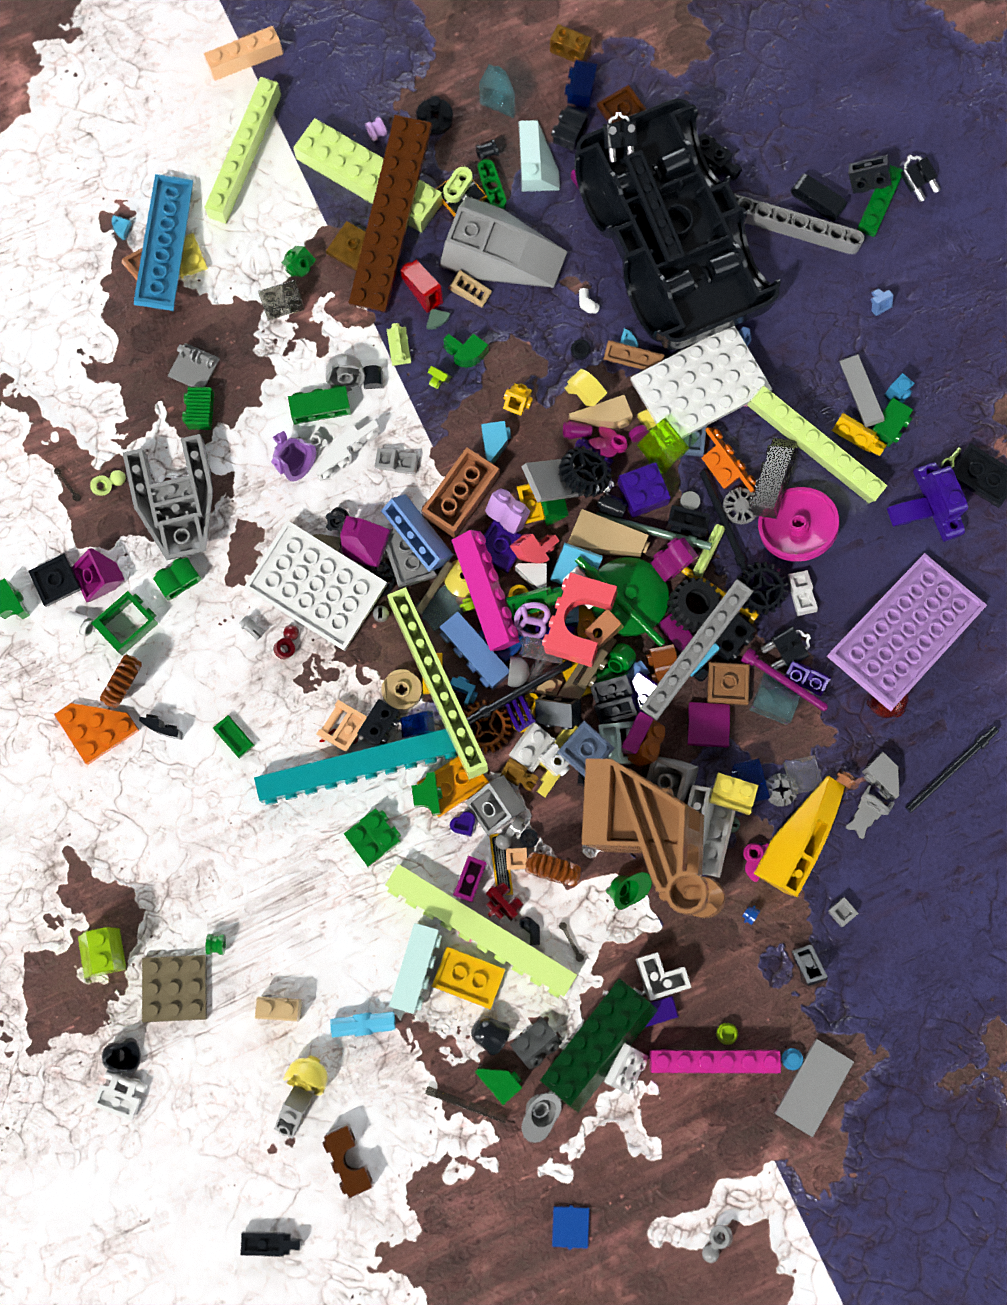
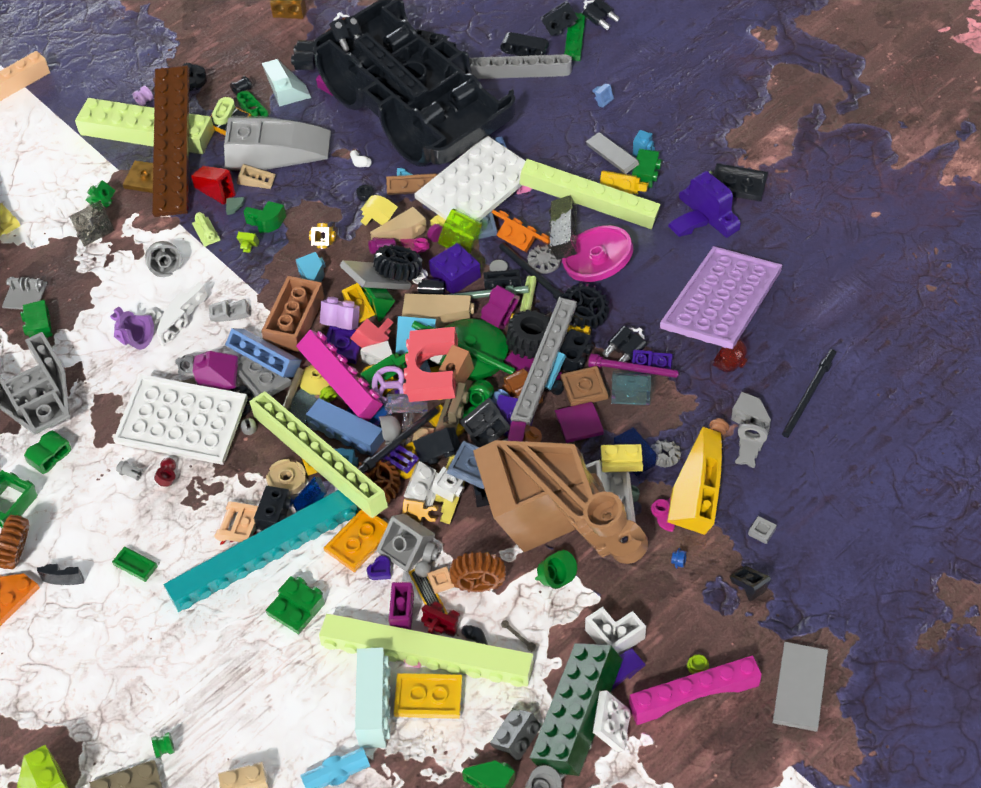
camera: 15 degrees left, 25 degrees down
(243, 150) = (31, 138): yellowish green brick -> none
(319, 404) = (147, 288): green brick -> none
(373, 377) = (189, 258): black brick -> none
(428, 794) = (337, 549): green brick -> none
(490, 1034) = (466, 738): black hair -> none
(497, 91) = (237, 45): clear light blue slope -> none
(533, 834) = (445, 555): black bush -> none
(581, 83) = (304, 24): clear blue brick -> none
(792, 1059) = (769, 667): dark azure plate -> none
(801, 592) = (621, 304): white slope -> none
(802, 774) = (678, 433): clear piece -> none

